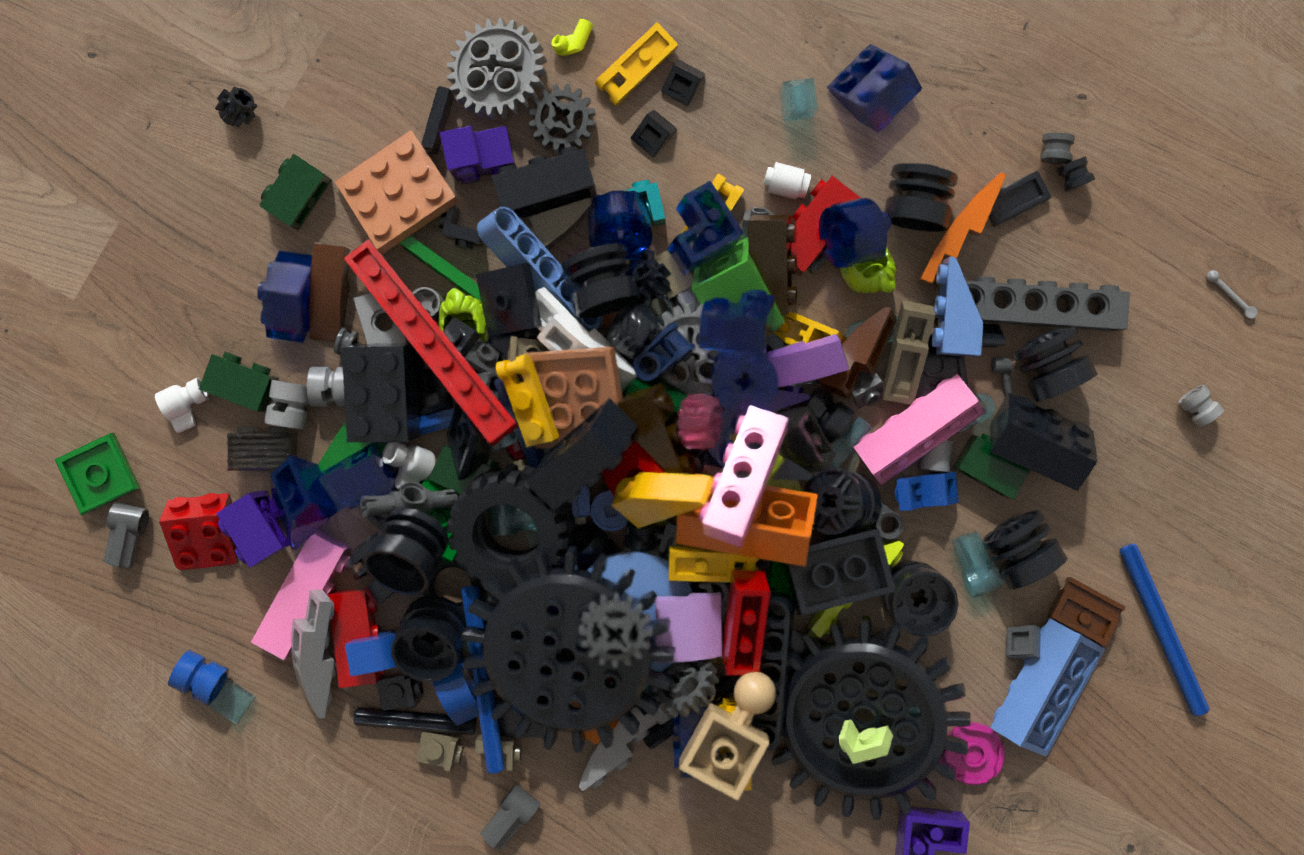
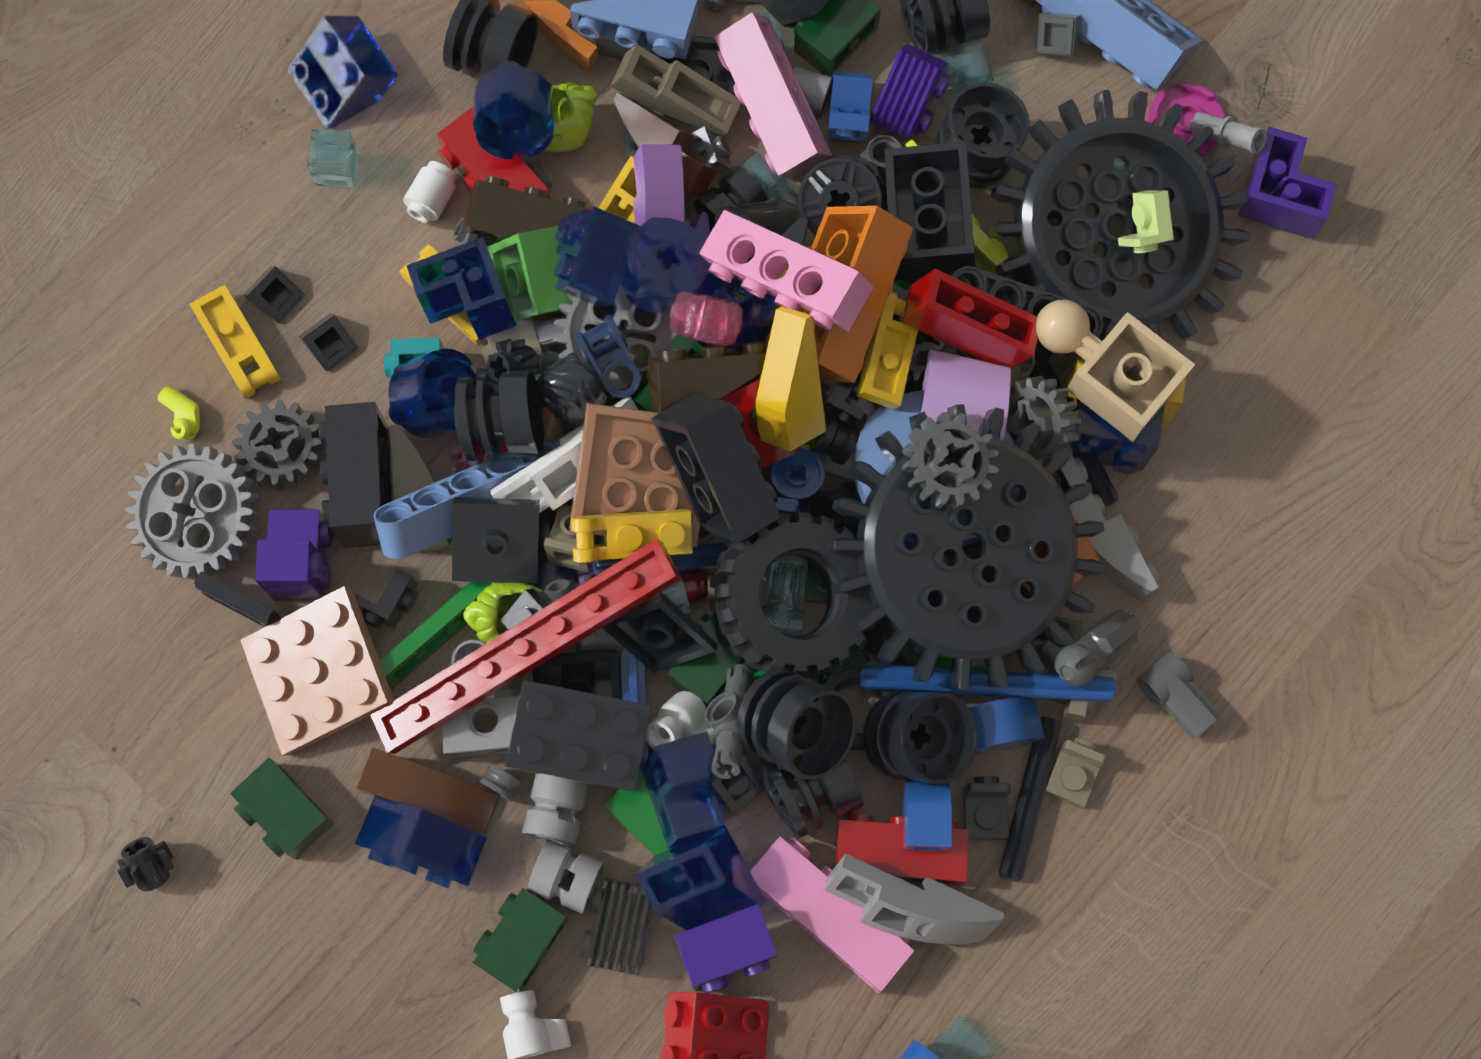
camera: 85 degrees left, 15 degrees down
(525, 755) = (1097, 648): none -> dark grey piece
(945, 536) = (910, 93): none -> dark purple brick
(960, 790) = (1230, 132): none -> light grey axle

